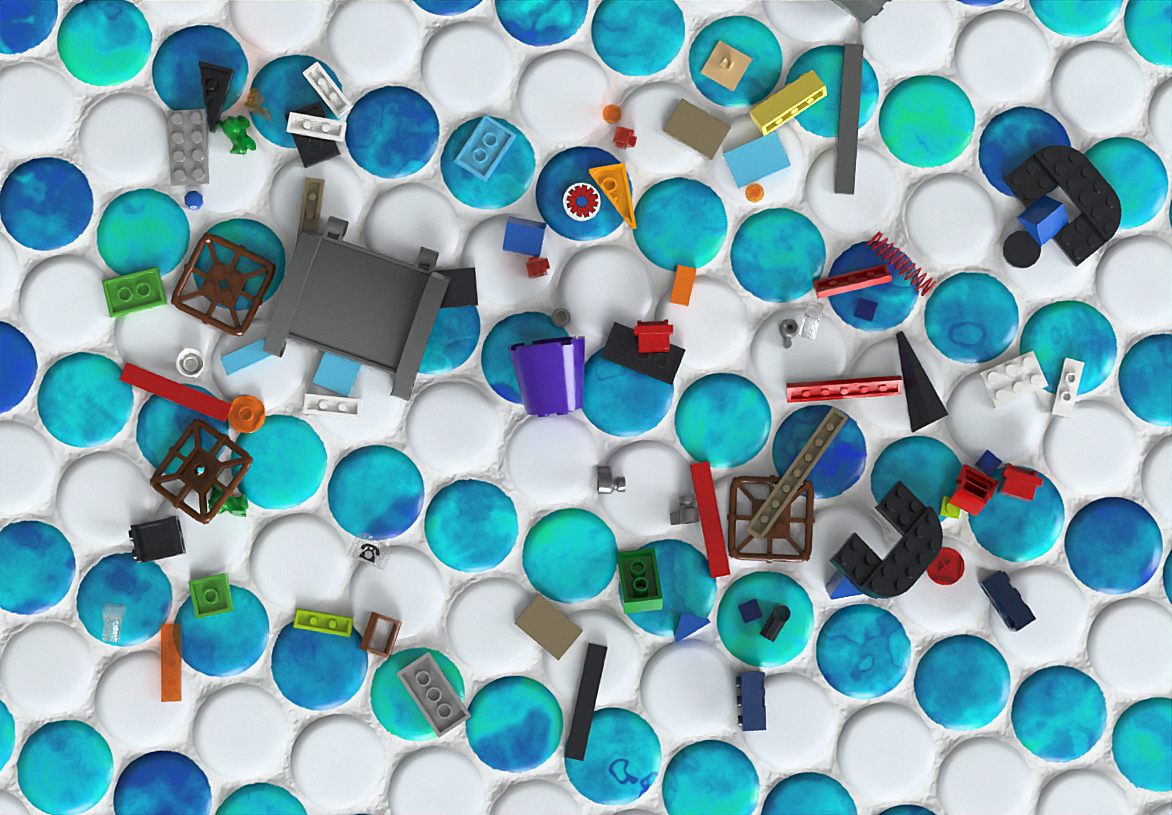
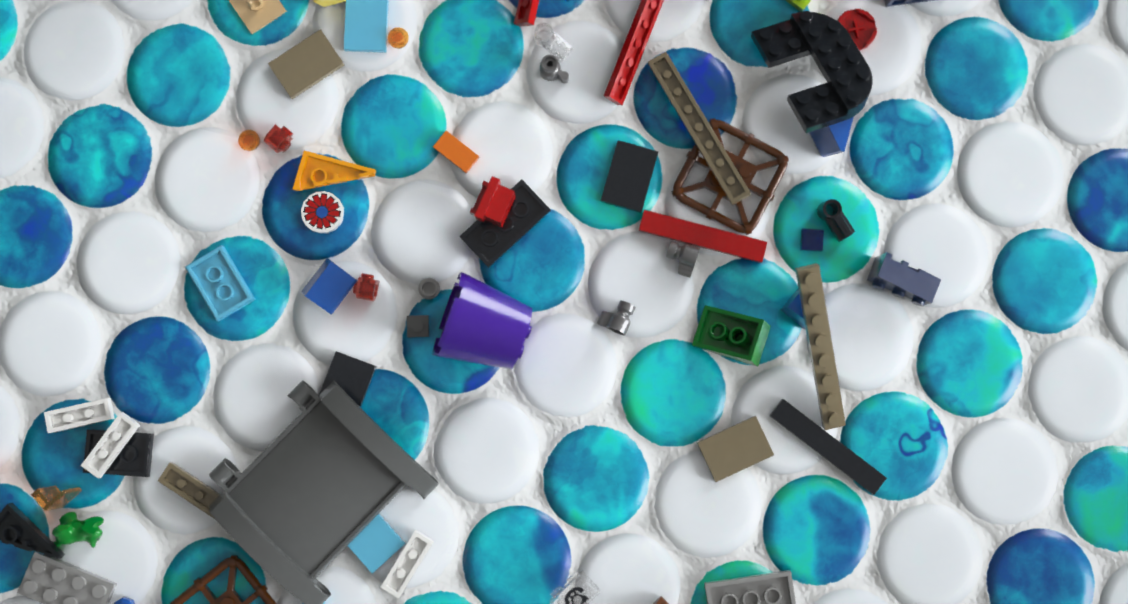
camera: 65 degrees left, 0 degrees up
(526, 323) = (418, 326): none -> dark grey plate
(661, 654) = (820, 346): none -> dark tan plate
(730, 436) = (629, 176): none -> black tile

